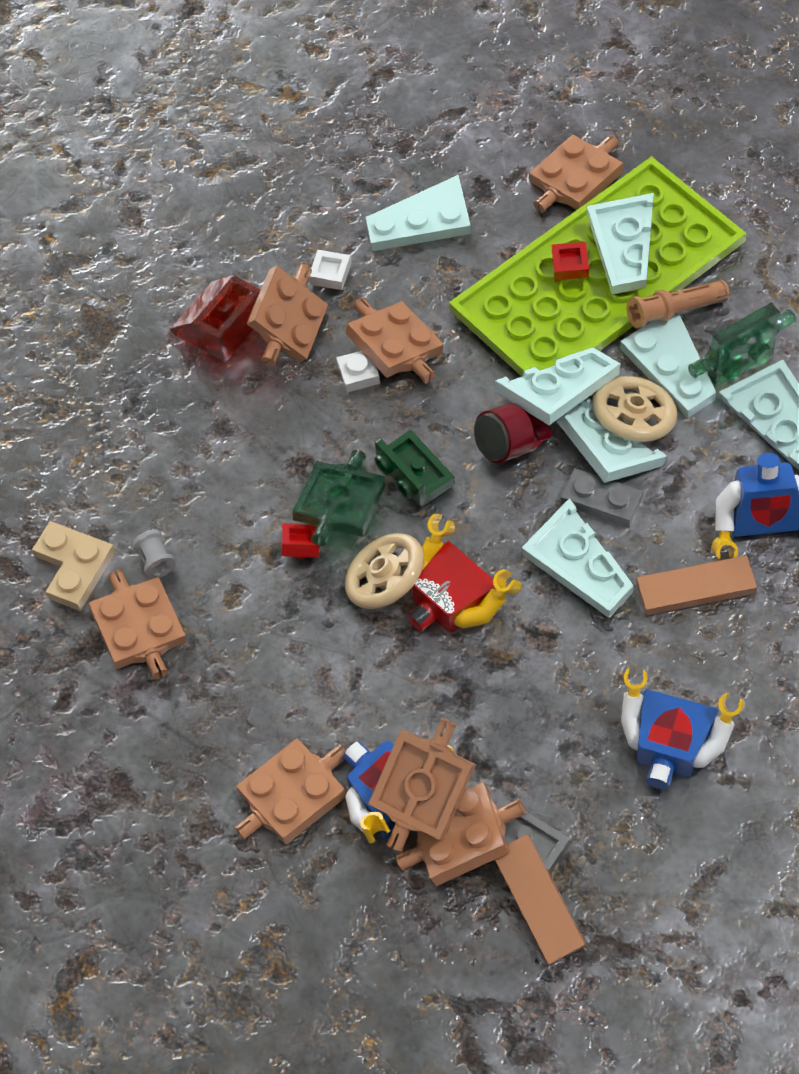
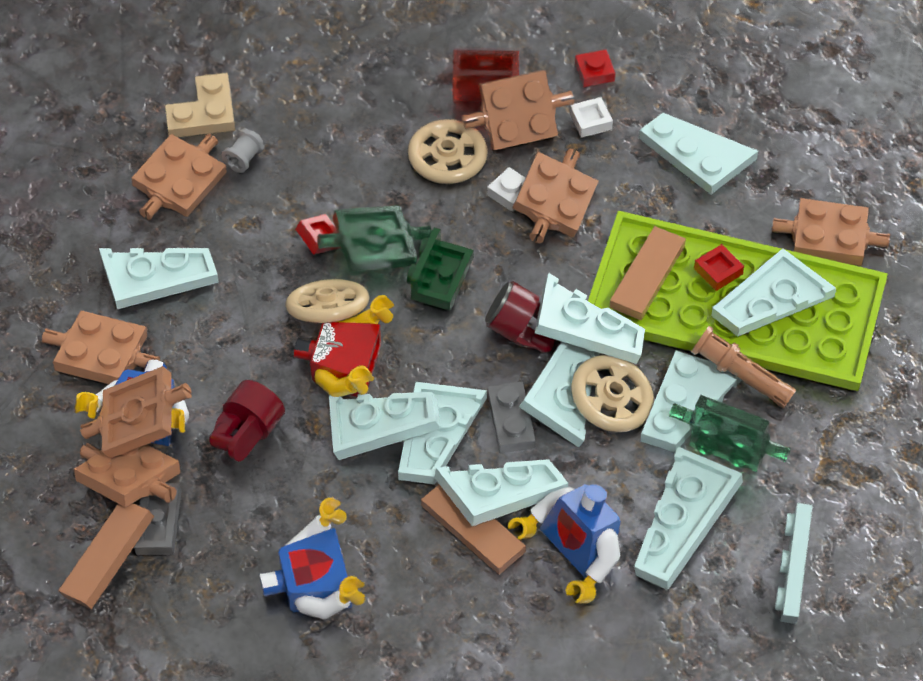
camera: 50 degrees right, 5 degrees down
(240, 702) = (153, 275): none -> light aqua wing
(275, 240) = (595, 68): none -> red plate
(295, 414) = (439, 172): none -> tan plate
(464, 693) = (254, 412): none -> dark red piece
(535, 314) = (647, 273): none -> nougat tile
(547, 596) = (378, 422): none -> light aqua wing
(680, 543) = (499, 491): none -> light aqua wing

